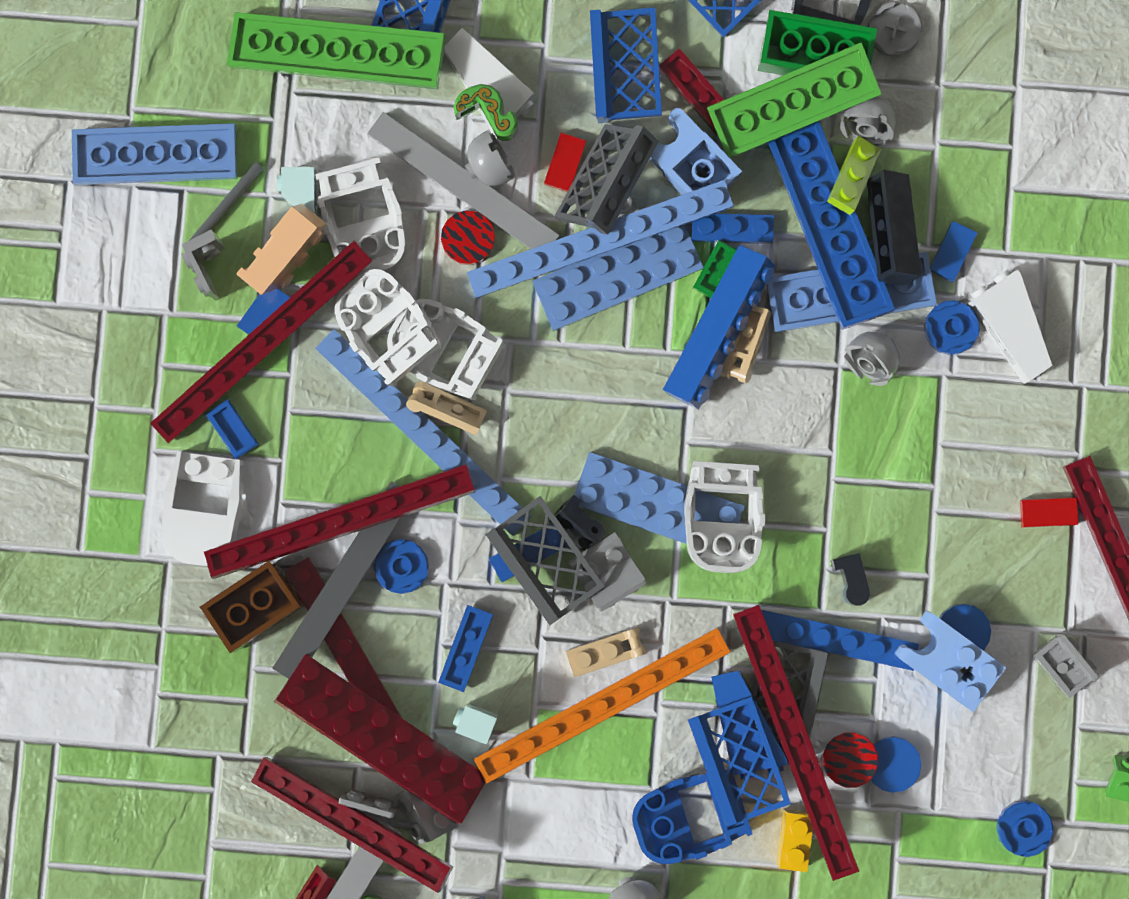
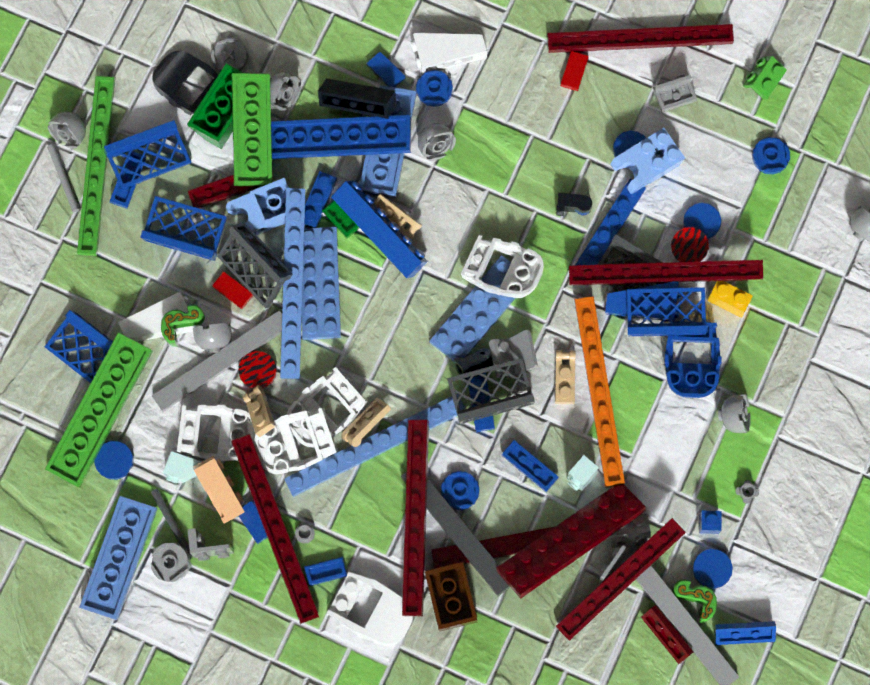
camera: 65 degrees left, 10 degrees down
(163, 210) = (160, 559): none -> light grey plate
(272, 383) = (304, 533): none -> light grey plate
(280, 97) = (114, 460): none -> blue tile
(409, 261) = (259, 411): none -> tan plate
(854, 175) = (313, 111): lime plate -> none

